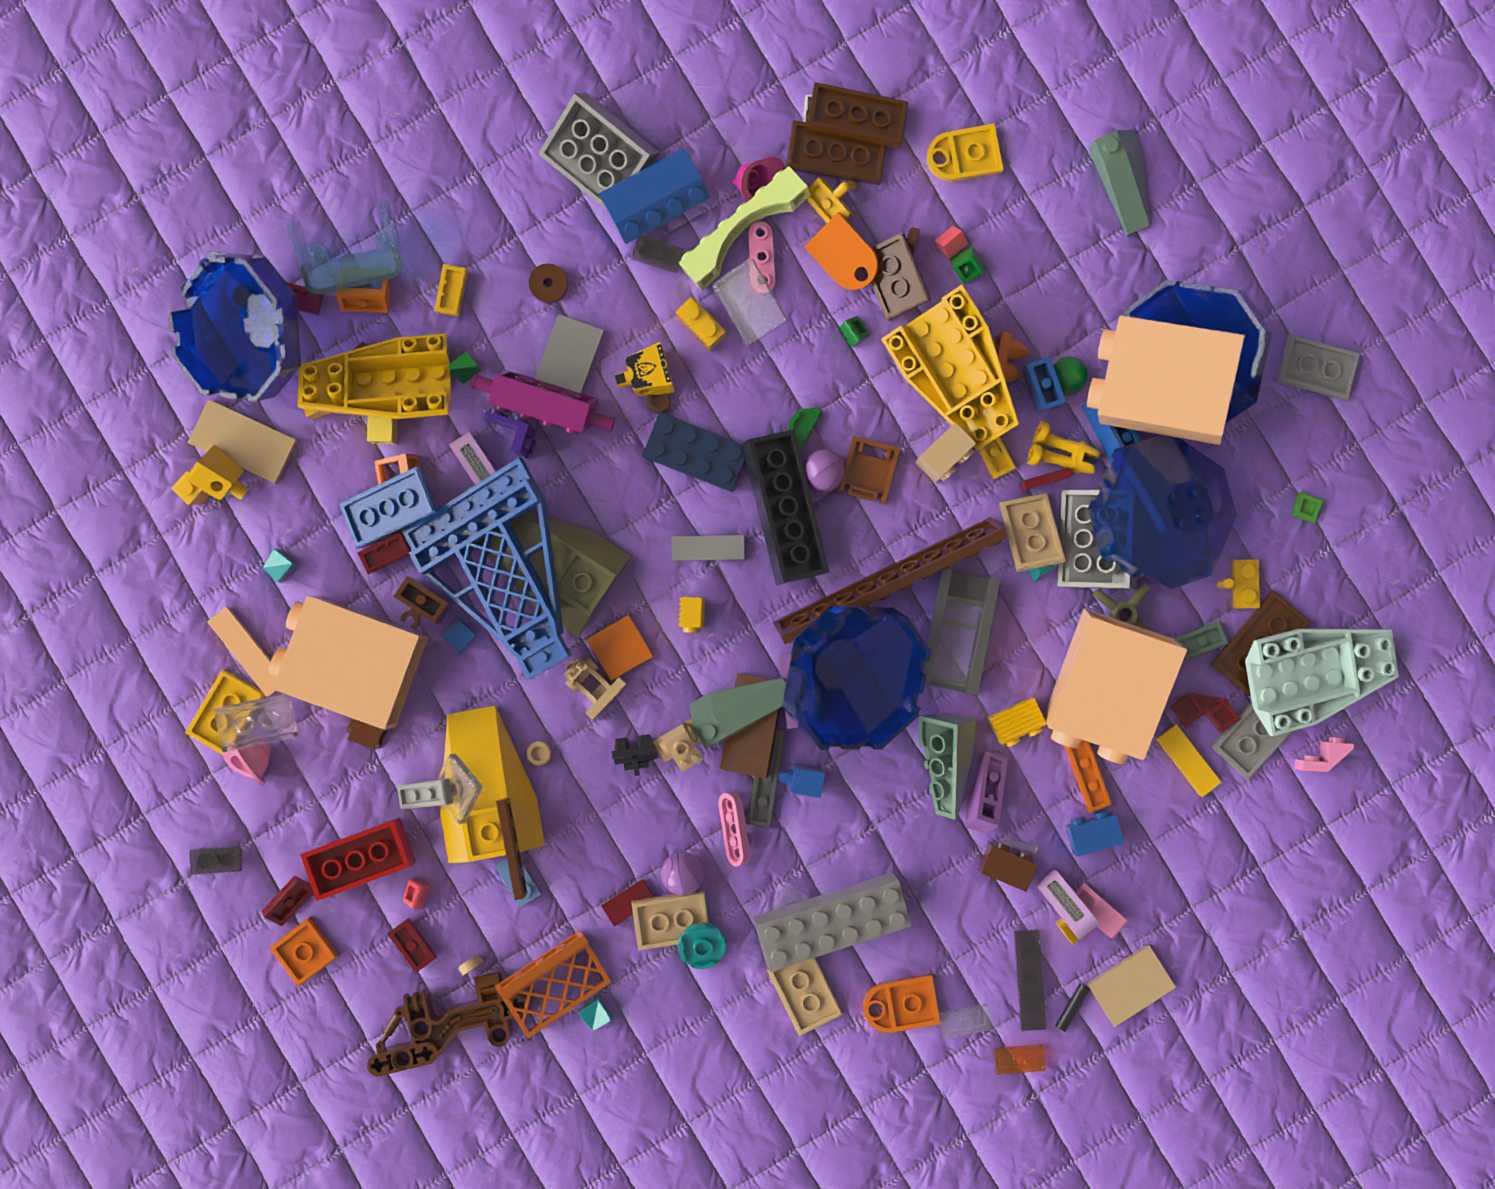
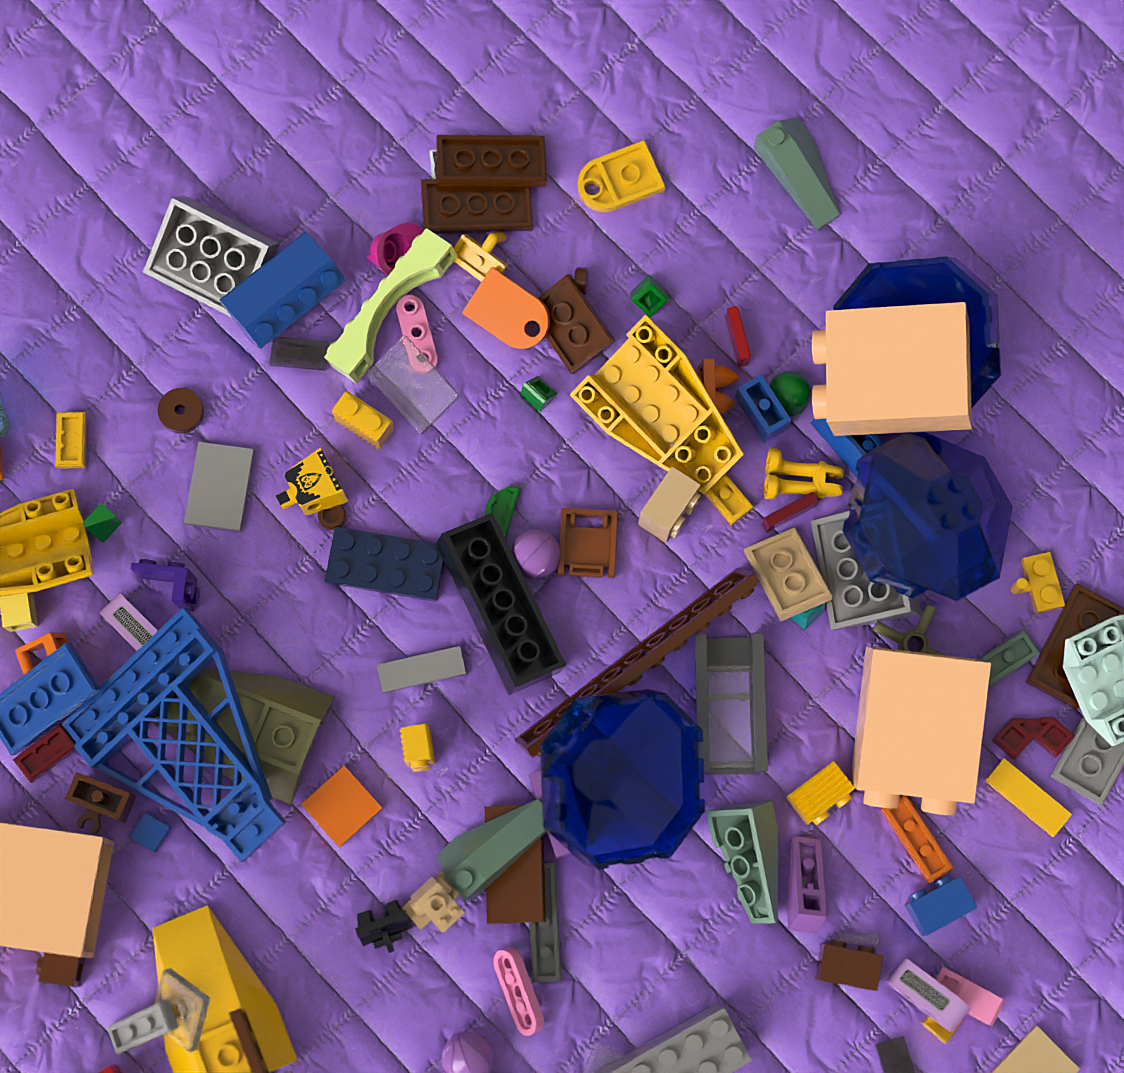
camera: 15 degrees left, 10 degrees down
(539, 753) = (270, 951): tan tile -> none
(542, 401) = (199, 540): magenta brick -> none
(578, 671) = (299, 843): tan tile -> none
(804, 780) = (587, 911): blue piece -> none
(951, 242) = (625, 275): coral slope -> none
(1036, 317) = (737, 336): none -> red tile
(1306, 507) = (1089, 483): bright green tile -> none
(1318, 367) = (1062, 328): light grey tile -> none

